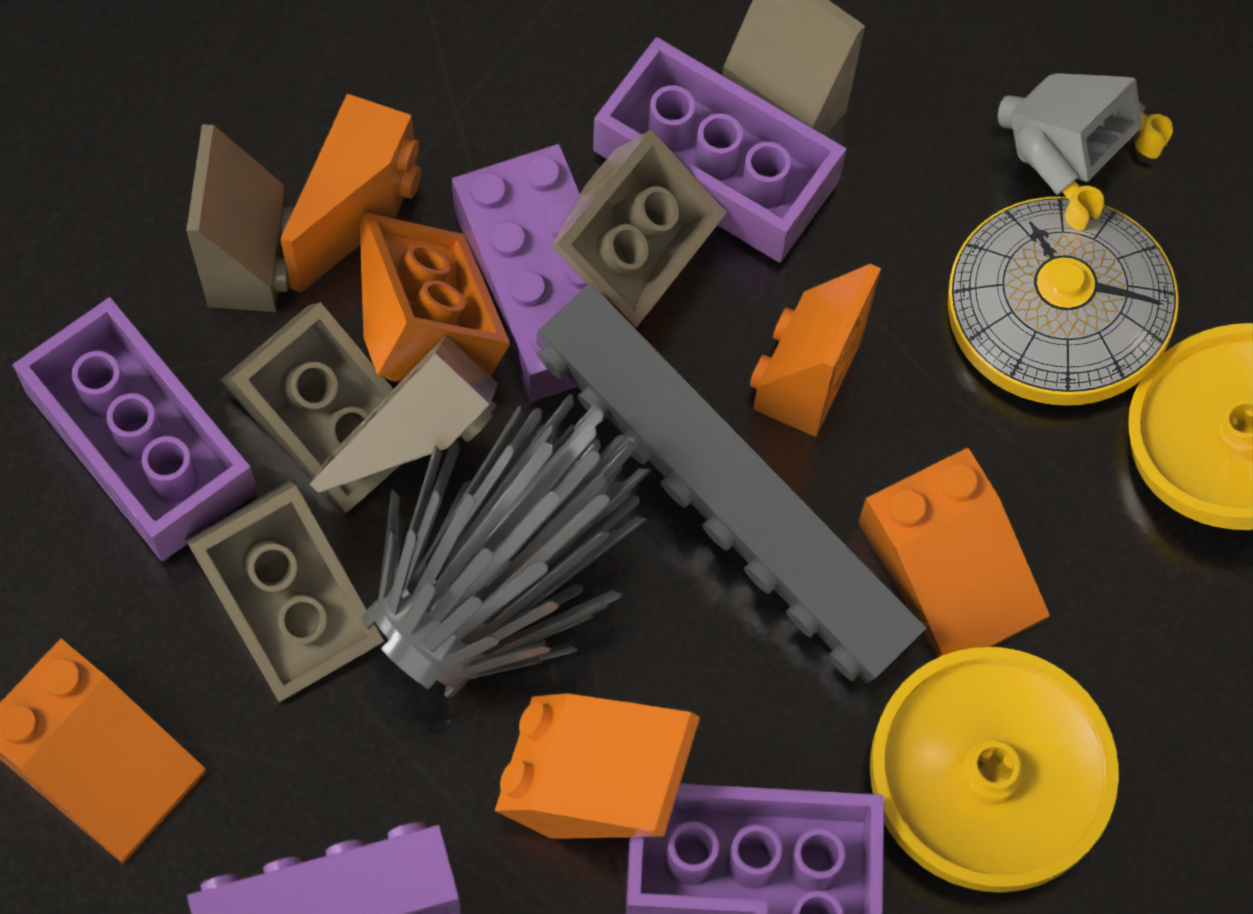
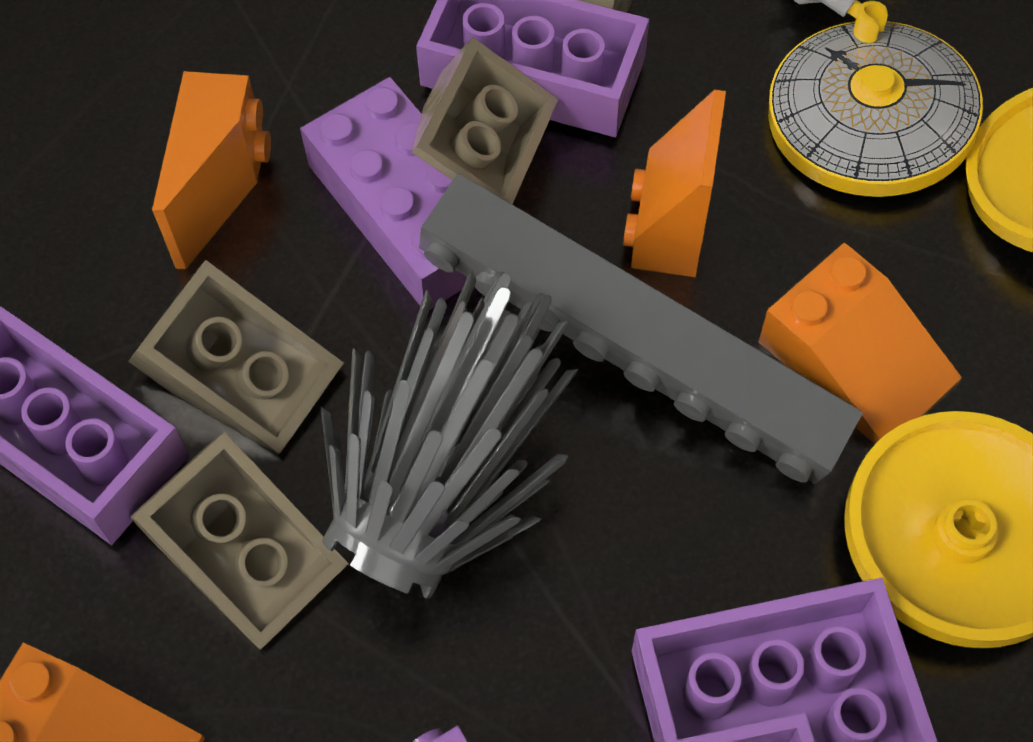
camera: 10 degrees left, 5 degrees down
(237, 226) = (107, 215): dark tan slope -> none
(418, 290) = (308, 248): orange slope -> none
(432, 405) = (339, 315): dark tan slope -> none
(596, 767) = (597, 626): orange slope -> none

